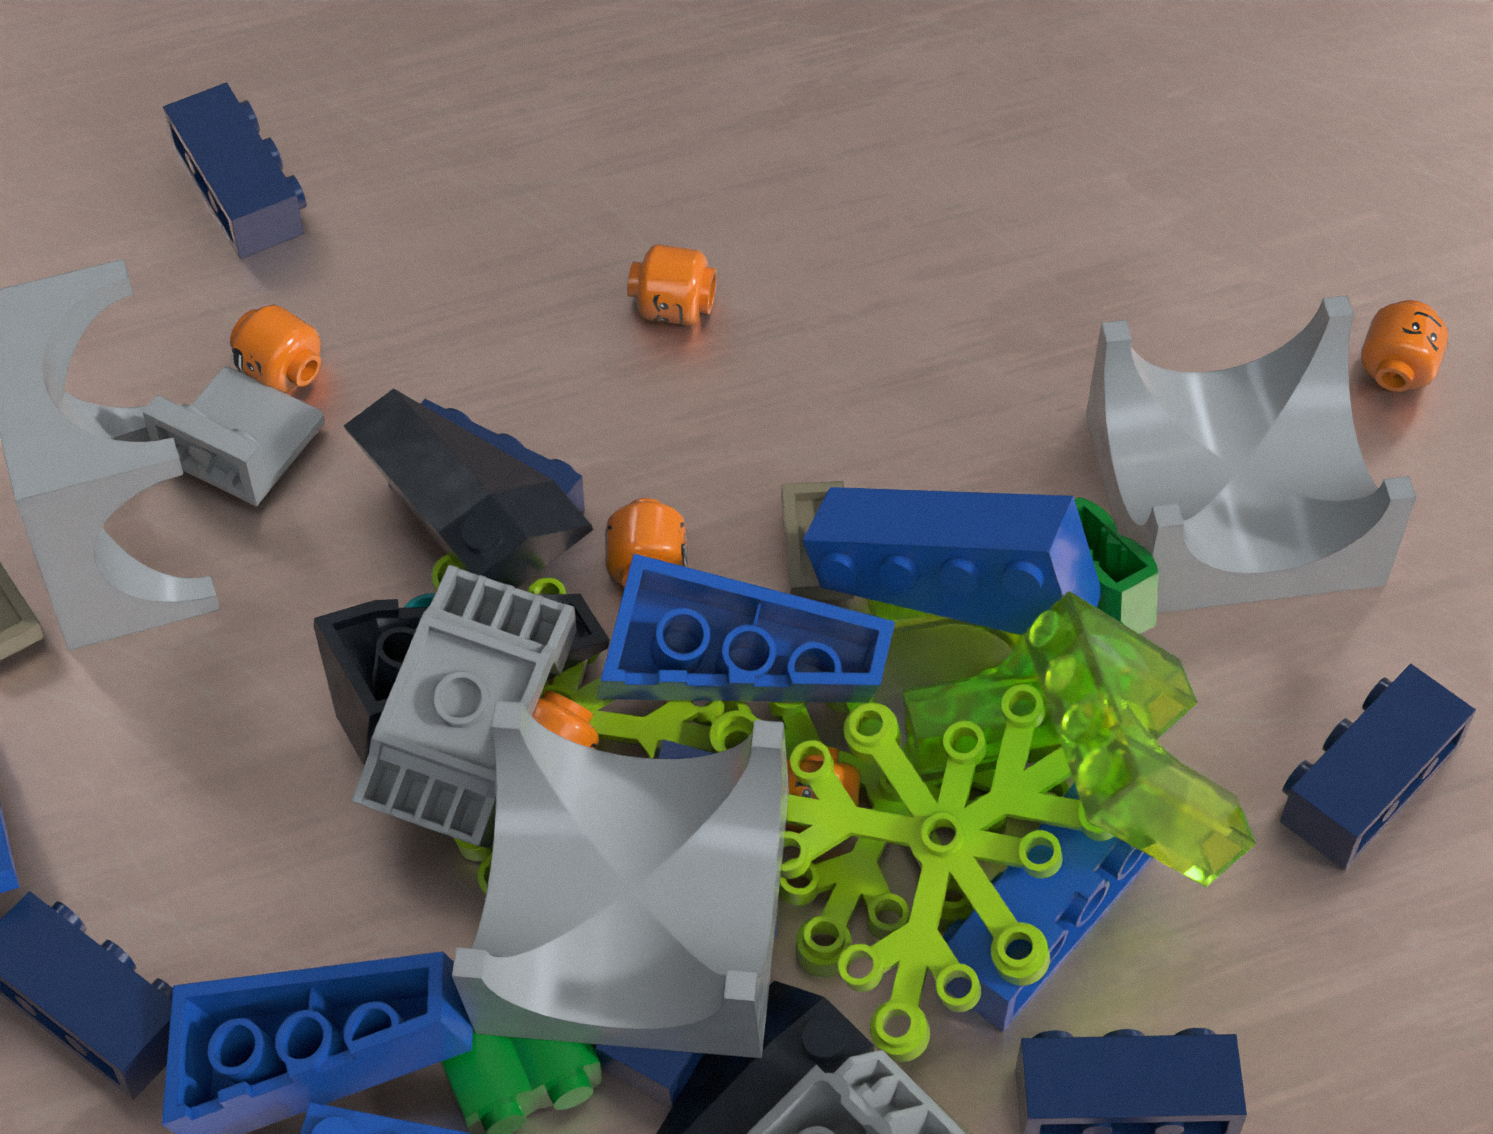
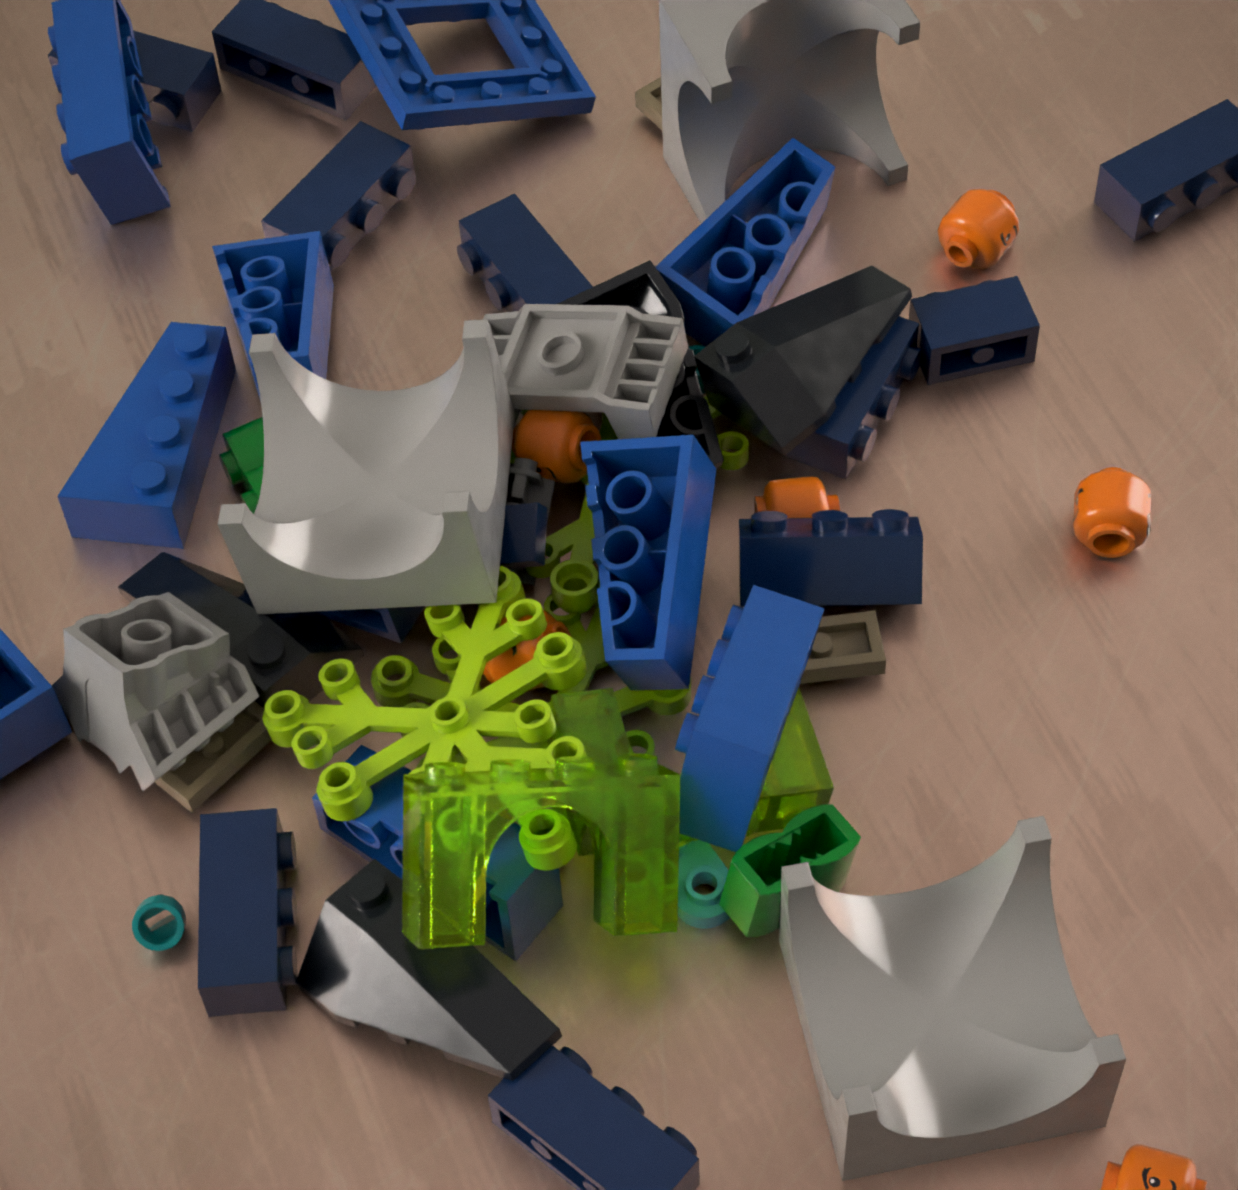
camera: 90 degrees right, 0 degrees up
(236, 433) = (875, 215): light grey bracket -> none
(255, 782) = (516, 257): none -> dark blue brick
(275, 546) = (749, 243): none -> blue wedge
(417, 353) = (975, 329): none -> dark blue brick
(725, 498) = (833, 557): none -> dark blue brick
(1205, 947) = (440, 997): none -> black wedge

